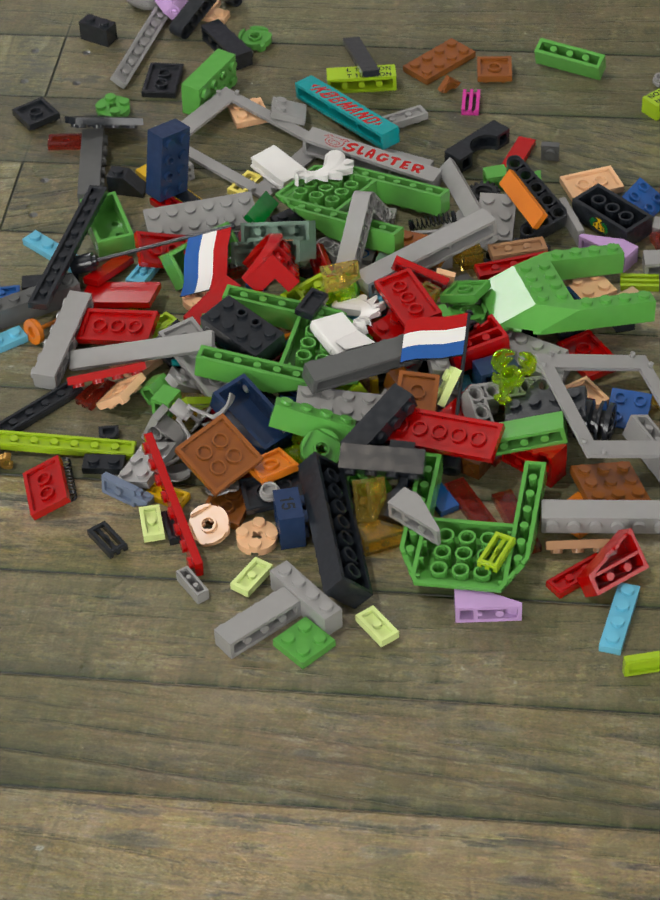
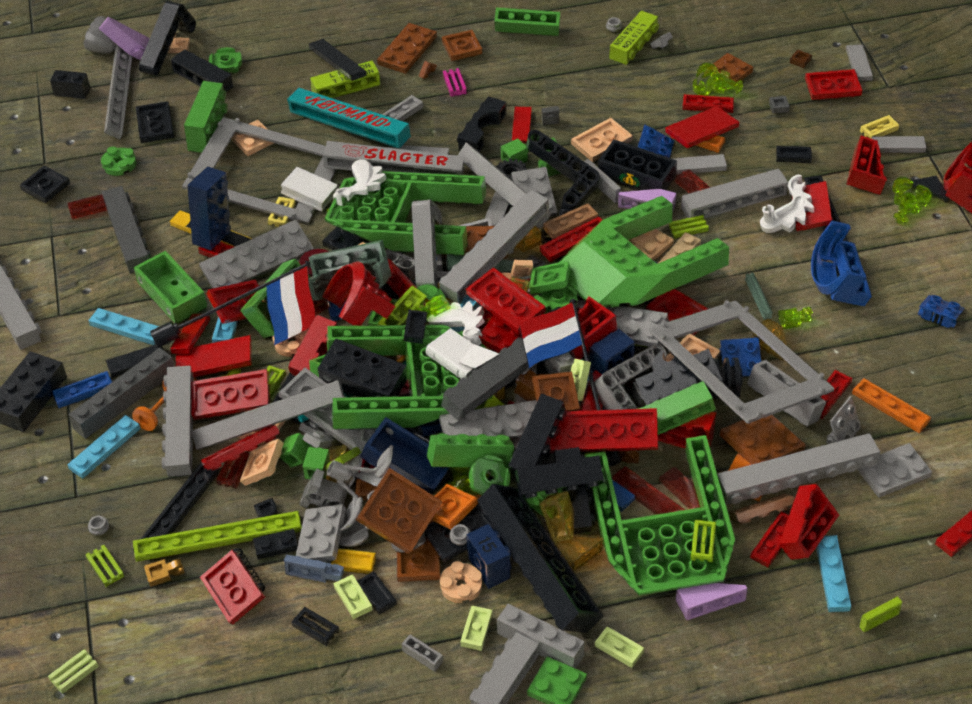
camera: 20 degrees left, 5 degrees up
(67, 248) = (146, 324): black plate -> none
(103, 121) = (118, 178): black plate -> none
(125, 182) = (167, 237): black slope -> none
(174, 508) = (373, 577): red plate -> none
(219, 530) = (412, 572): light nougat plate -> none
(261, 209) = (312, 236): green tile -> none
(288, 110) = (291, 128): light grey plate -> none
(339, 275) = (428, 291): clear yellow slope -> none
(412, 226) = (458, 214): black piece -> none
(412, 512) = (611, 522): light grey slope -> none
(422, 273) = (508, 270): red tile -> none
(510, 374) = (633, 353): clear neon green animal -> none
(523, 199) = (557, 171): orange tile -> none

